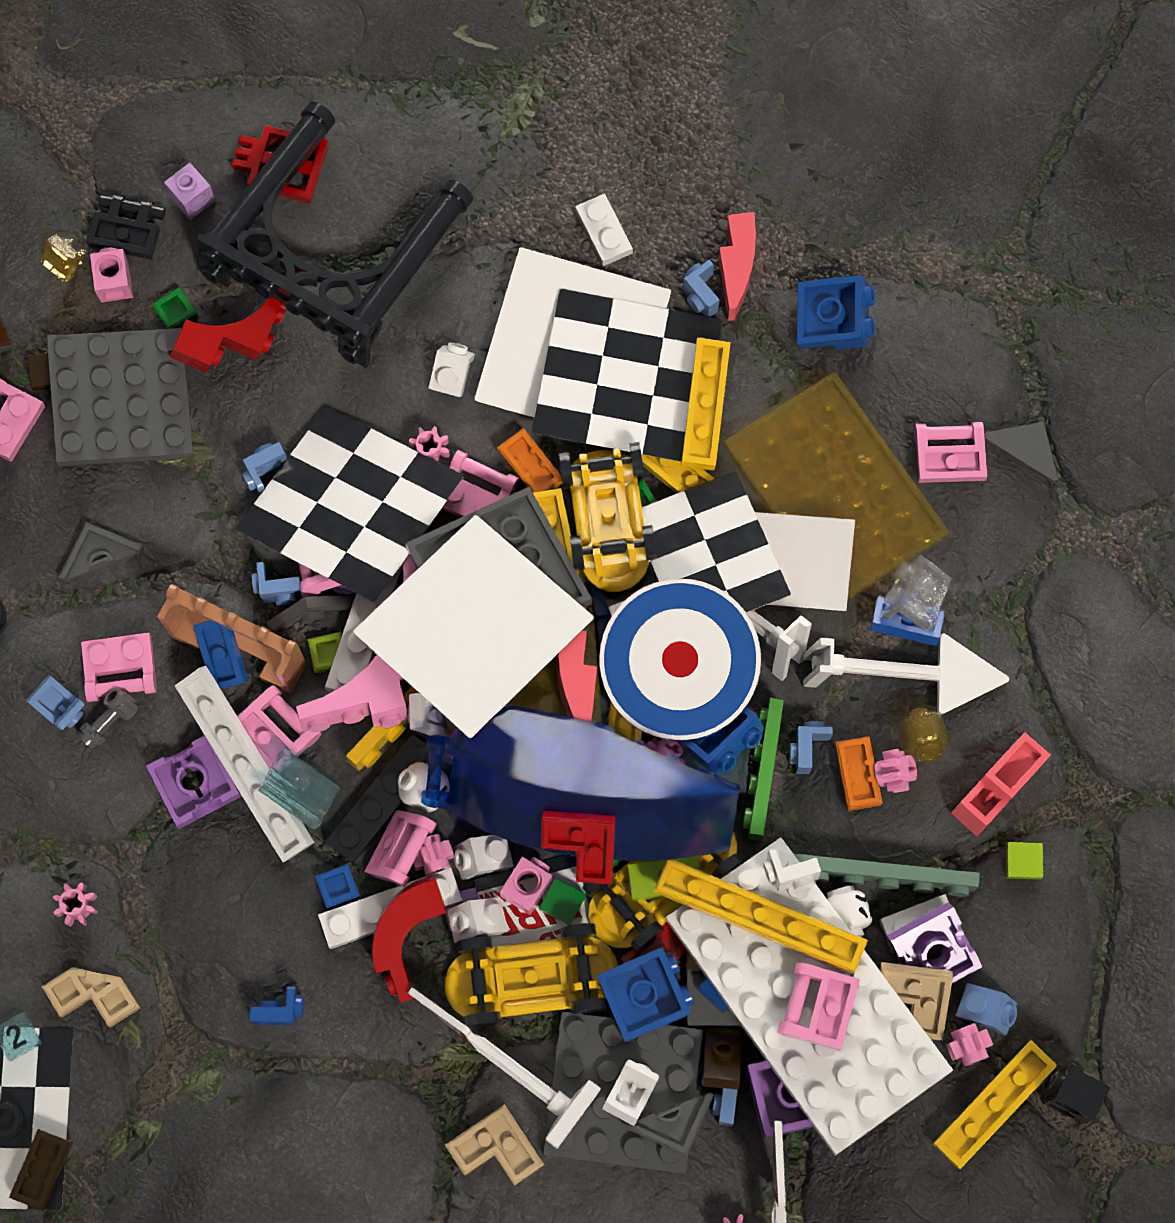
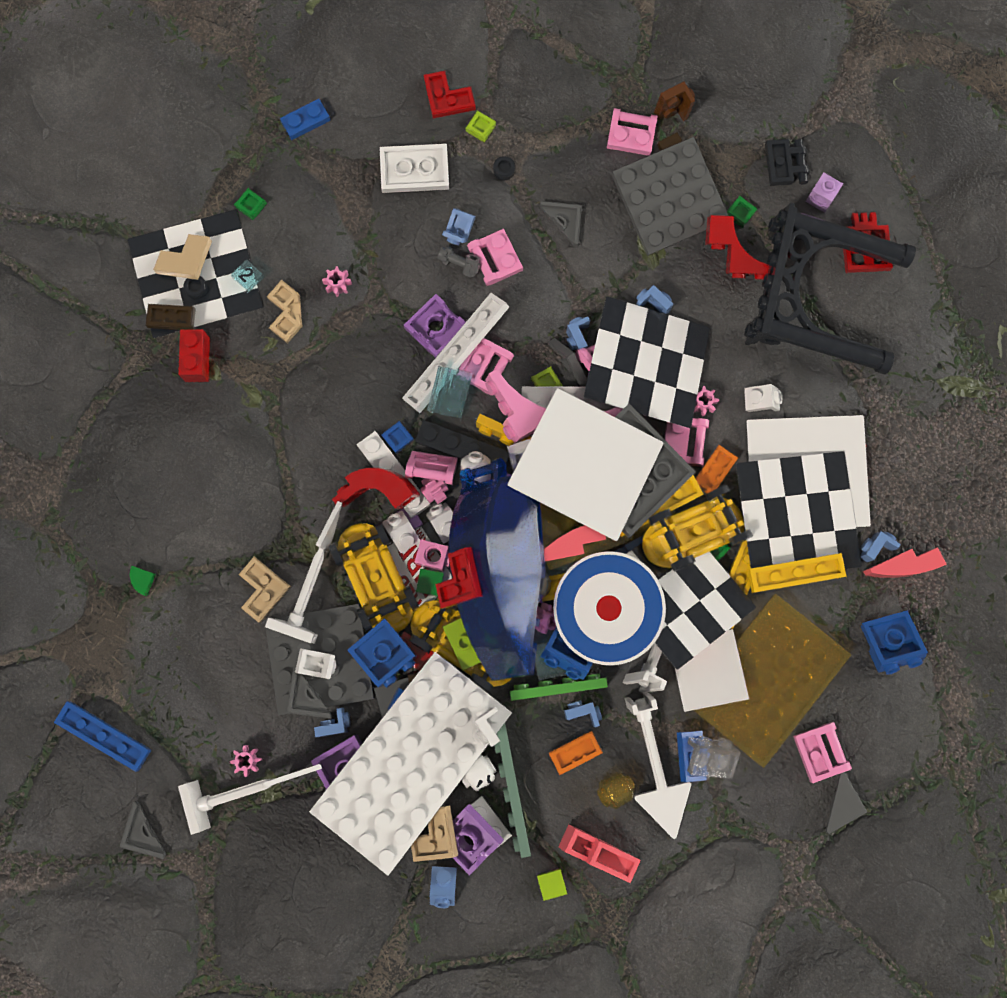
camera: 70 degrees right, 5 degrees up
(61, 257) = (750, 130): clear yellow tile -> none
(114, 287) = (743, 170): bright pink brick -> none
(114, 1148) = (194, 355): none -> red brick
(220, 653) = (523, 314): blue plate -> none
(272, 1014) = (304, 423): blue bracket -> none
(282, 656) = (534, 294): nougat hinge -> none
(603, 229) = (897, 467): white plate -> none
(722, 1058) = (356, 717): dark brown plate -> none
(760, 916) = (452, 715): yellow tile -> none
(830, 1011) = (401, 781): bright pink plate -> none
(895, 771) = (584, 778): bright pink gear -> none
(969, 1044) = (414, 881): bright pink gear -> none
(994, 1104) = (380, 910): yellow plate -> none
(1075, 1094) = (399, 965): black brick -> none

